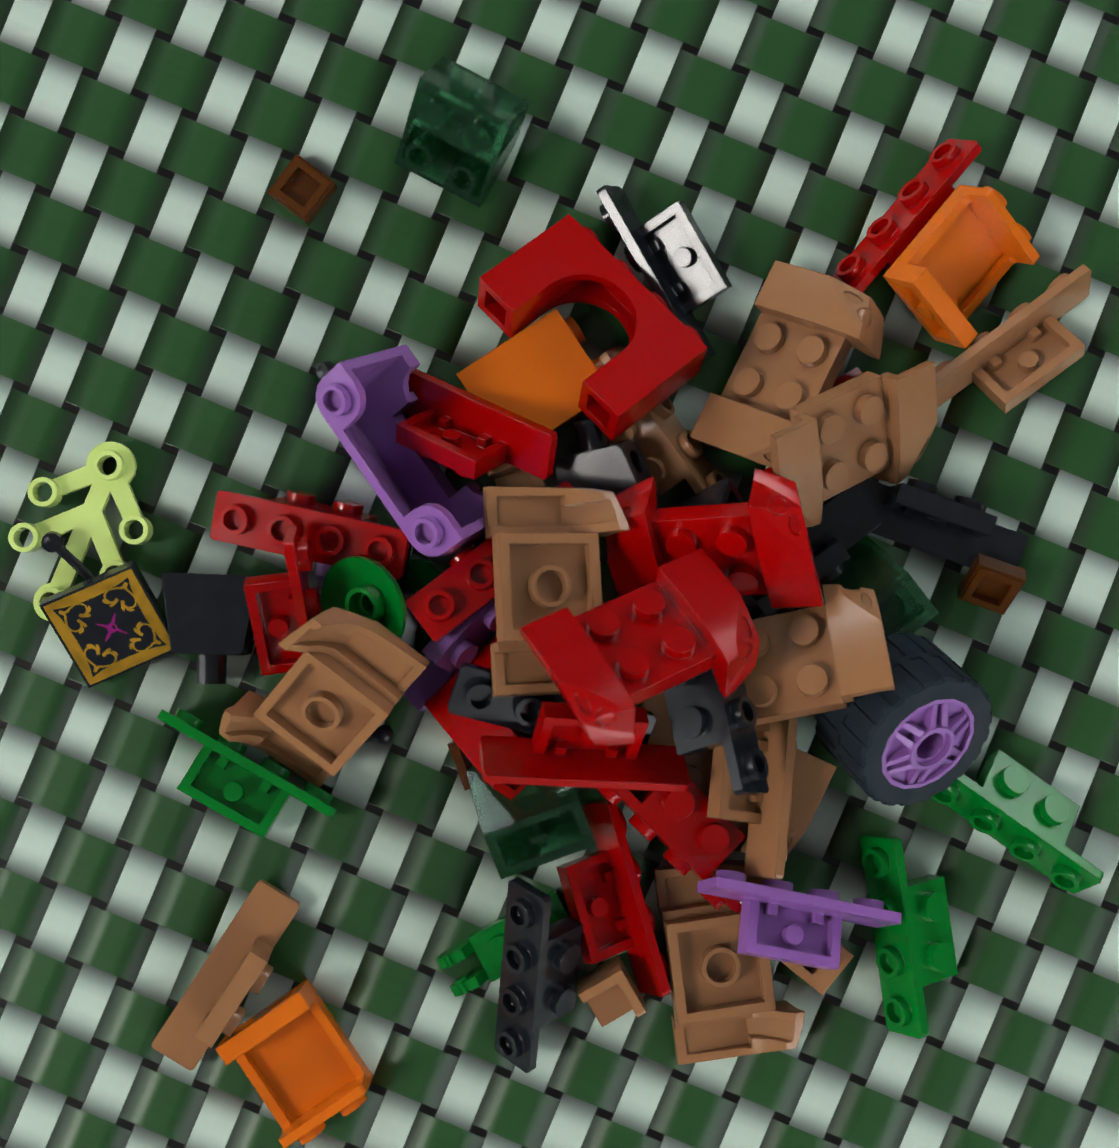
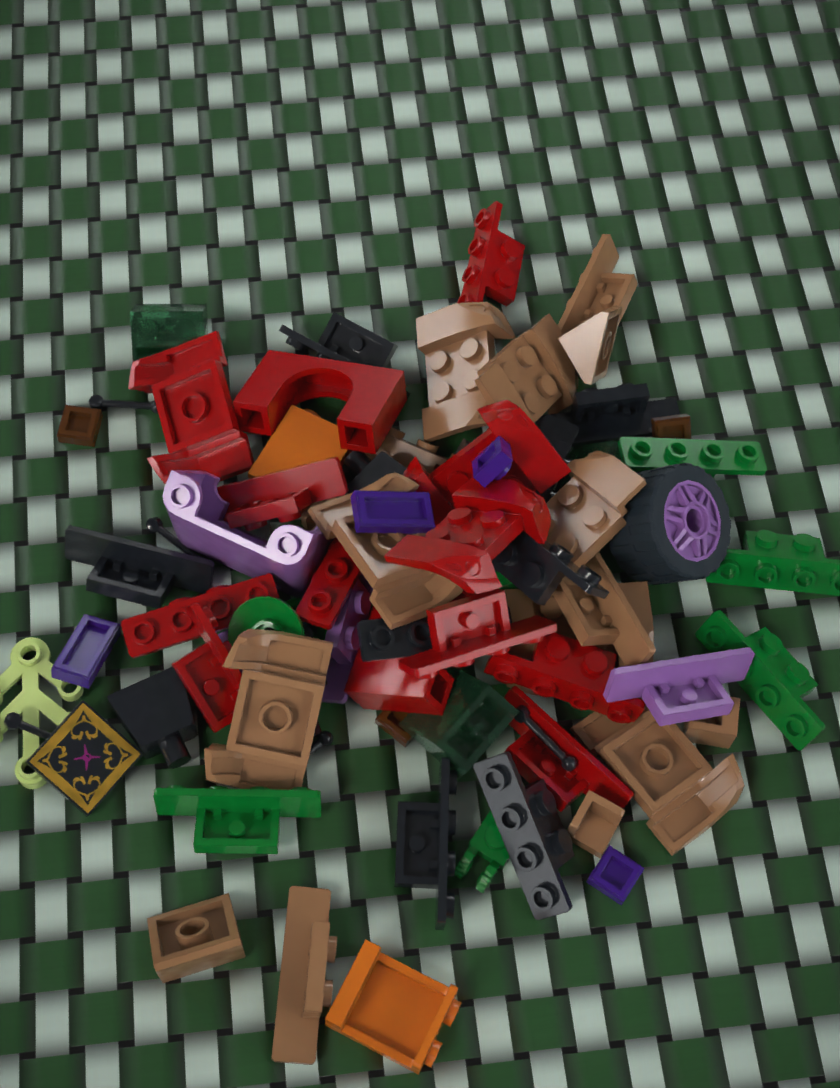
camera: 30 degrees left, 25 degrees down
(133, 883) = (194, 938): none -> medium nougat slope
(172, 495) = (86, 651): none -> dark purple tile
(269, 425) = (135, 569): none -> black bracket
(338, 168) = (97, 402): none -> black hinge
(418, 917) = (422, 845): none -> black bracket
(435, 250) = (194, 409): none -> red piece
(573, 555) = (392, 512): none -> dark purple tile
(604, 836) = (568, 762): none -> black hinge
(604, 1052) = (615, 875): none -> dark purple tile
(727, 558) = (492, 462): none -> dark purple plate
(959, 261) = (529, 266): orange panel -> none
(962, 419) = (592, 343): none -> slope
(990, 641) = (711, 455): none -> green bracket

